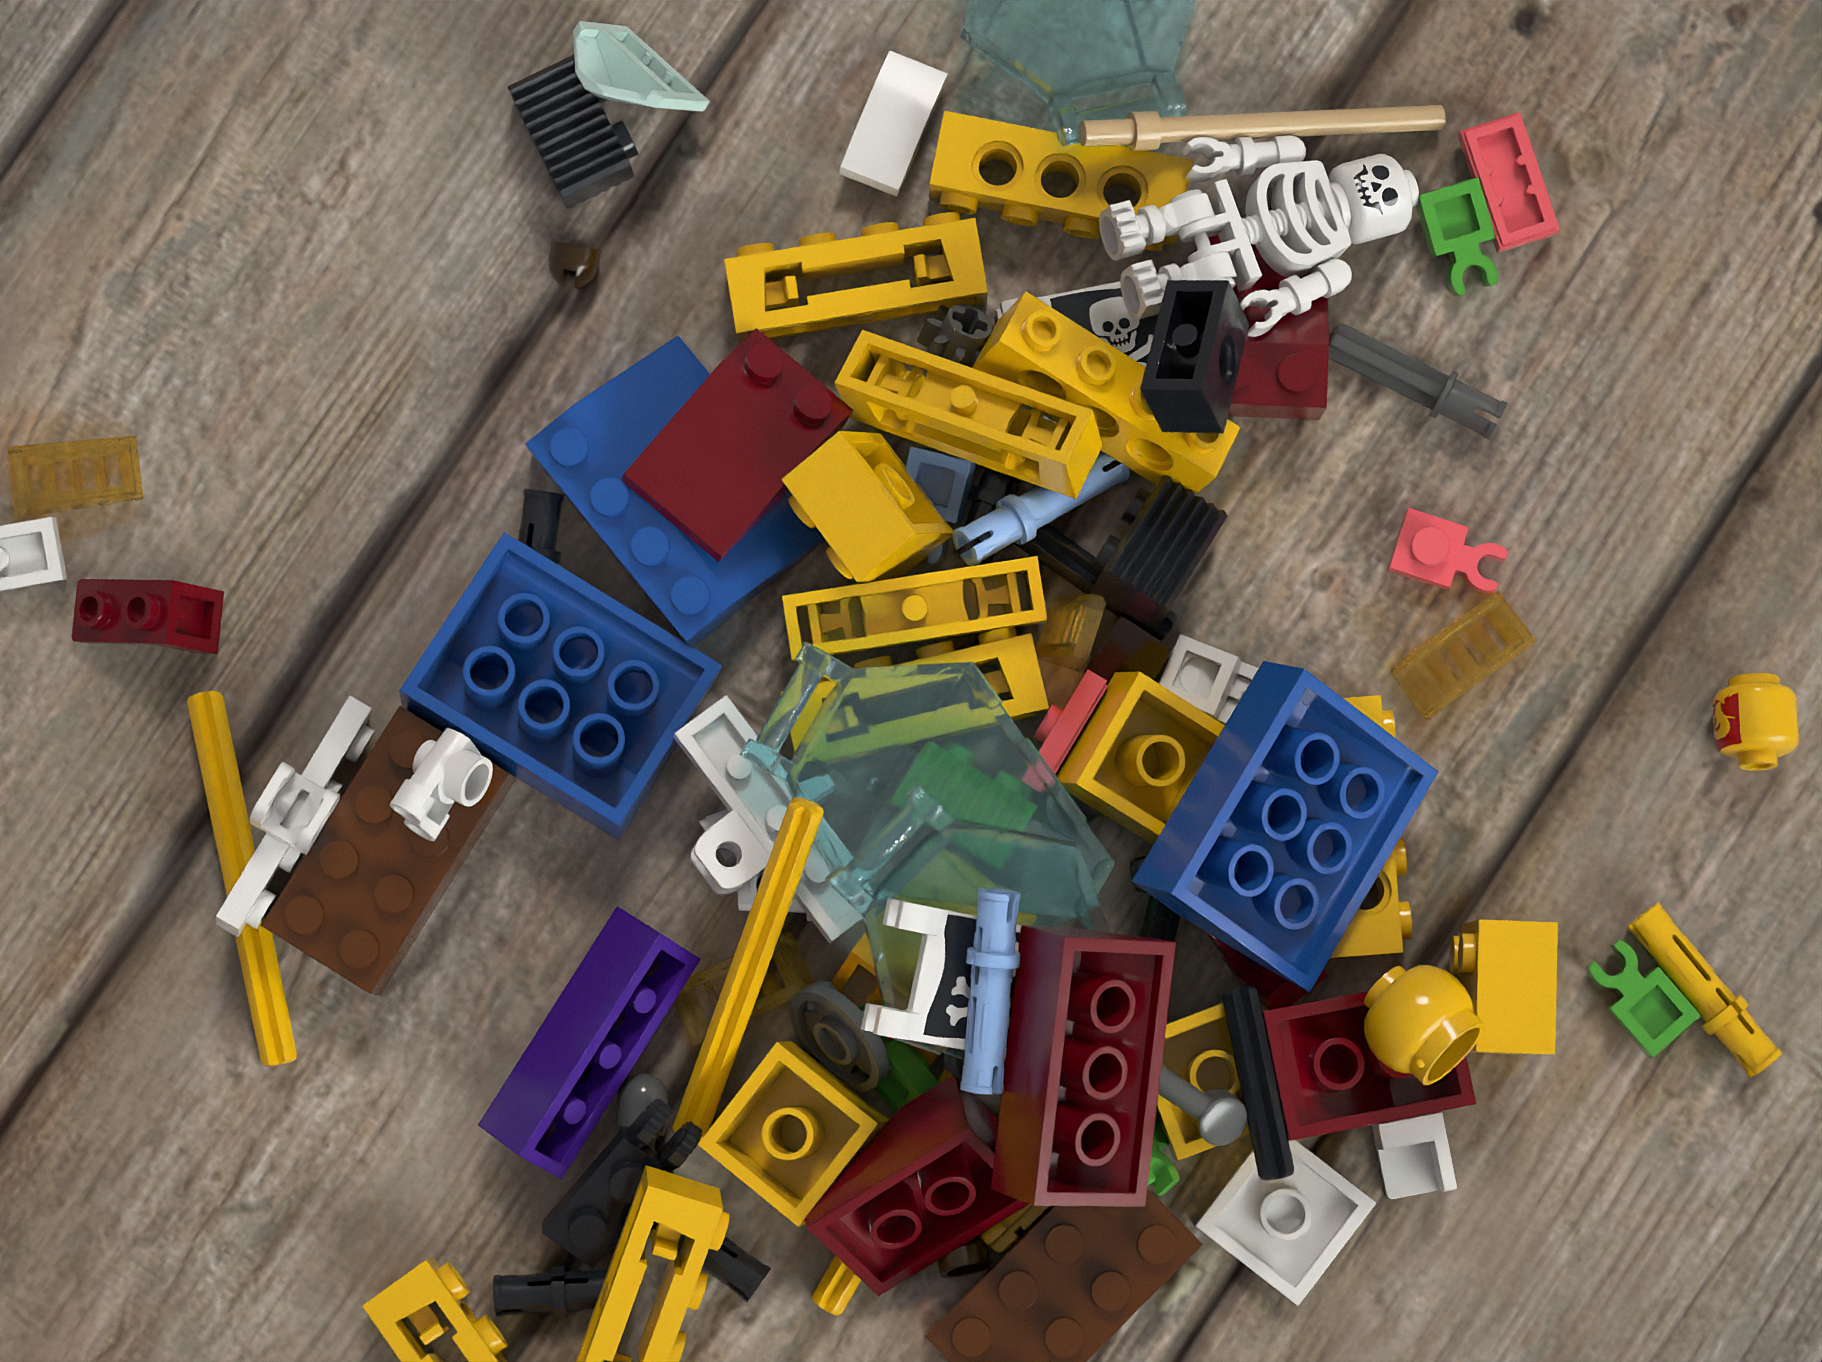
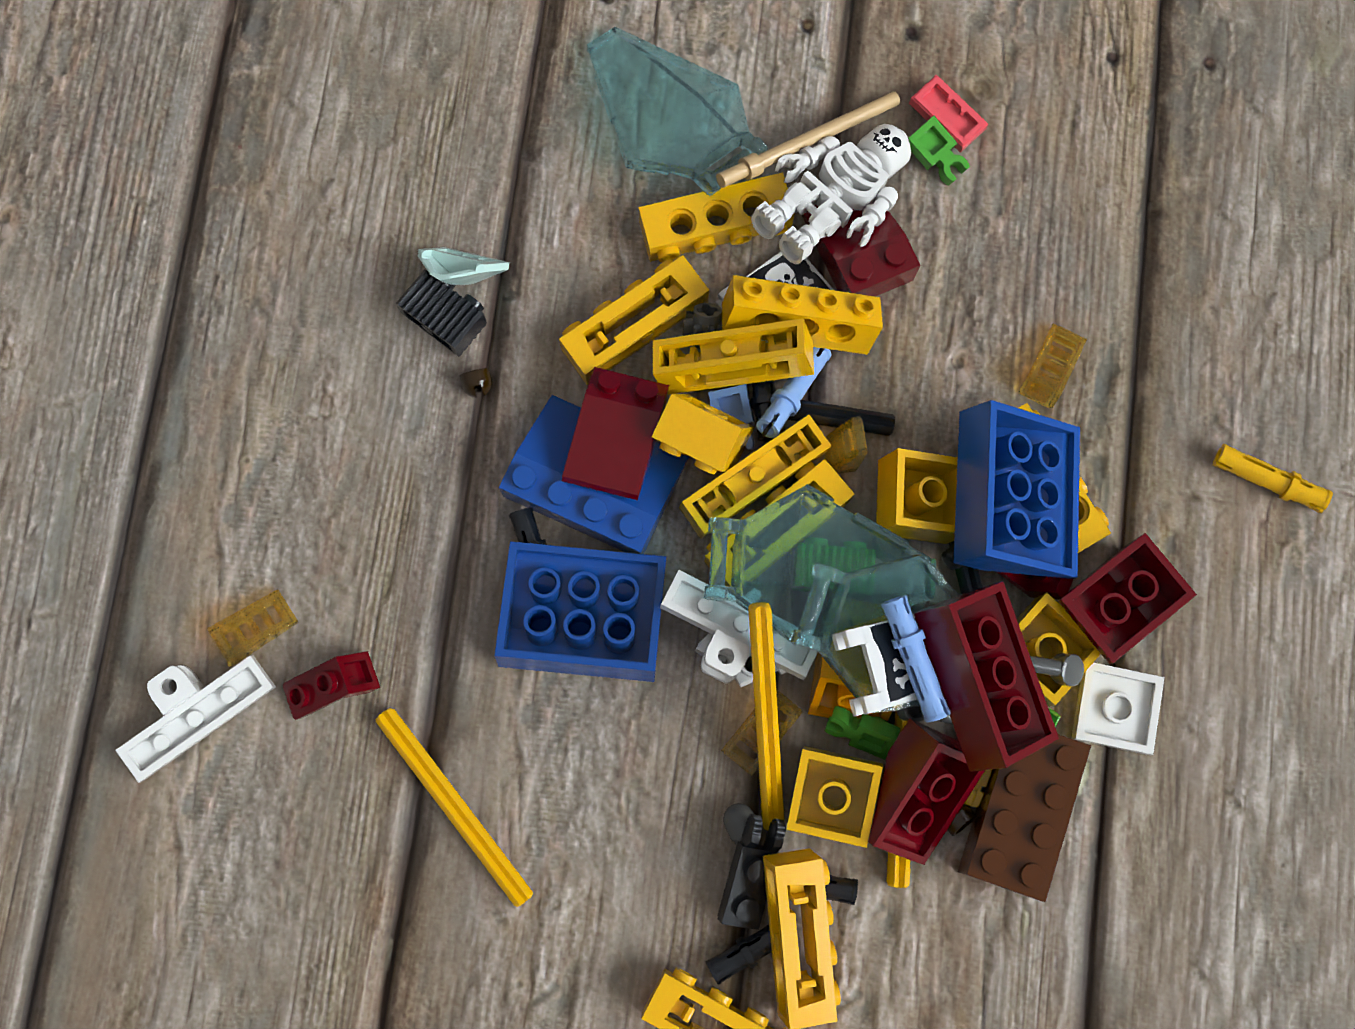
camera: 30 degrees left, 5 degrees down
(293, 815) = (467, 756): white plate -> none
(370, 876) = (530, 750): reddish brown brick -> none
(442, 774) = (543, 689): white plate -> none
(588, 1043) = (695, 803): dark purple brick -> none
(834, 1036) = (832, 729): dark grey wheel -> none
(893, 123) = (612, 230): white slope -> none
(1062, 727) = (866, 500): coral plate -> none
(1128, 650) = (879, 444): dark brown slope -> none
(1158, 551) = (868, 384): black brick -> none
(1195, 356) = (843, 264): black brick -> none
(1207, 677) = (931, 437): white slope -> none
(1258, 1083) = (1078, 640): black axle -> none
(1414, 379) = (958, 234): dark grey axle -> none
(1414, 1156) = (1173, 642): white panel -> none
(1420, 1022) = (1151, 561): yellow piece -> none
(1434, 551) = (1011, 319): coral plate -> none
(1510, 982) = (1178, 522): yellow brick -> none
(1648, 1005) = (1246, 500): bright green plate -> none
(1755, 720) = (1223, 324): yellow head -> none

